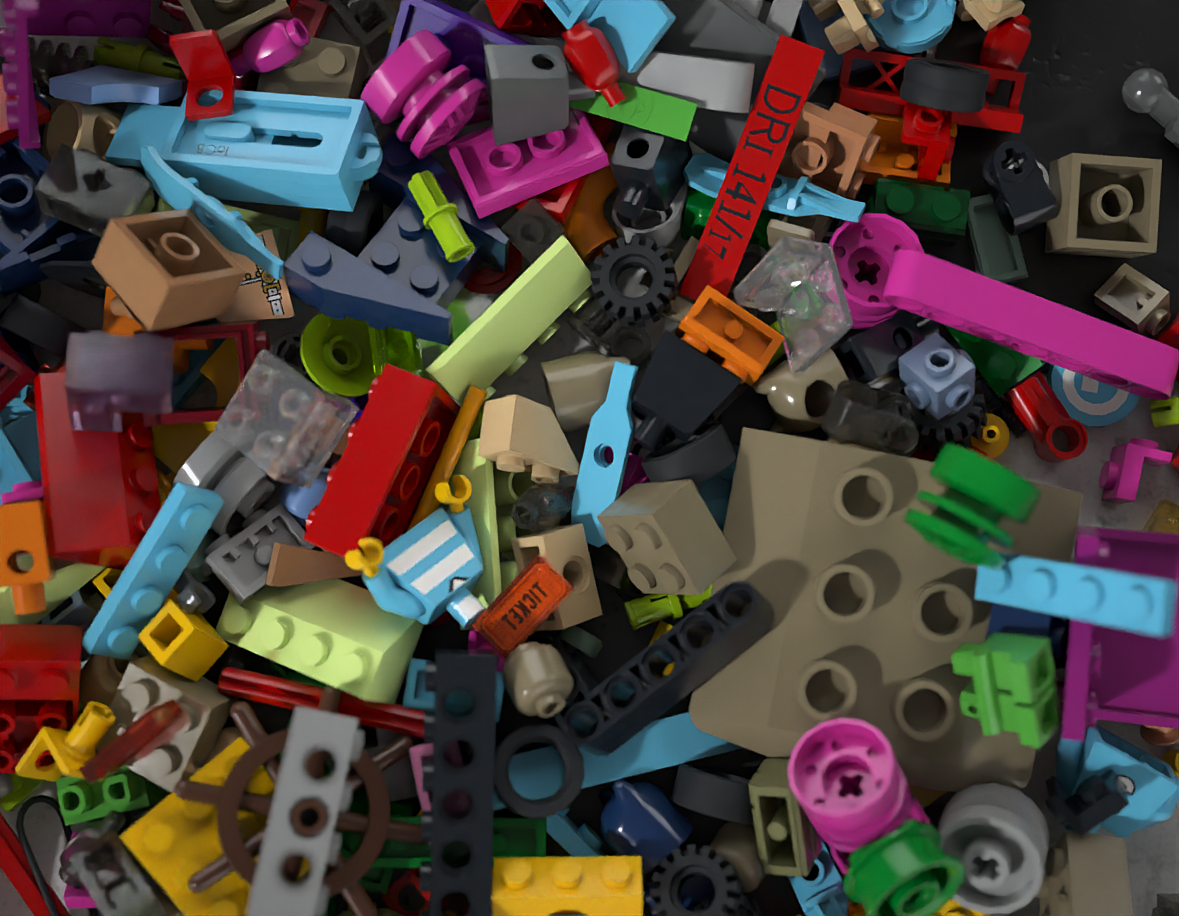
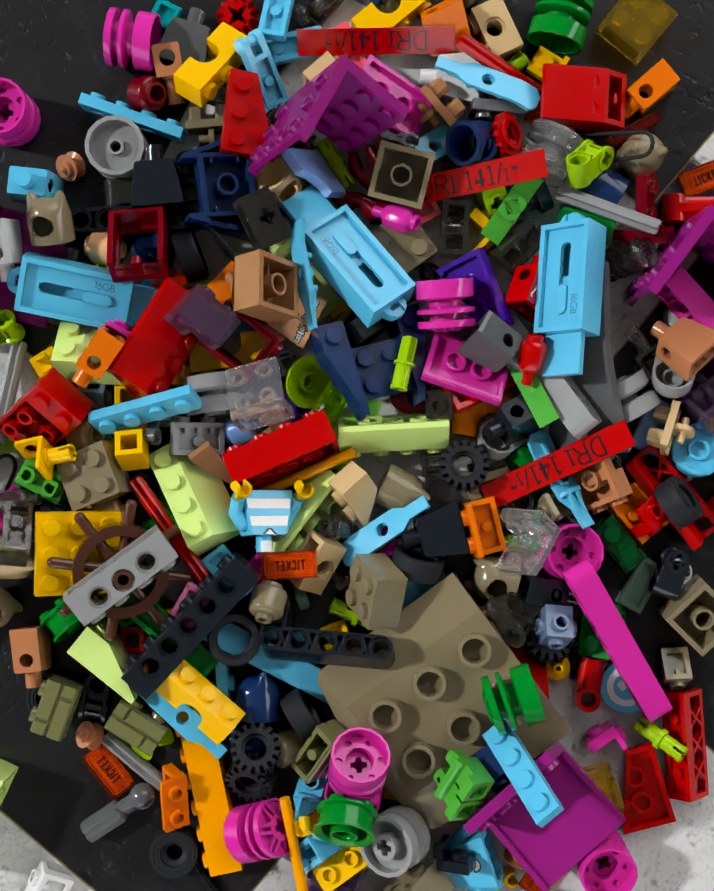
camera: 40 degrees right, 5 degrees up
(131, 741) = (74, 477): clear red tile -> none
(206, 69) = (361, 204): red bracket -> none

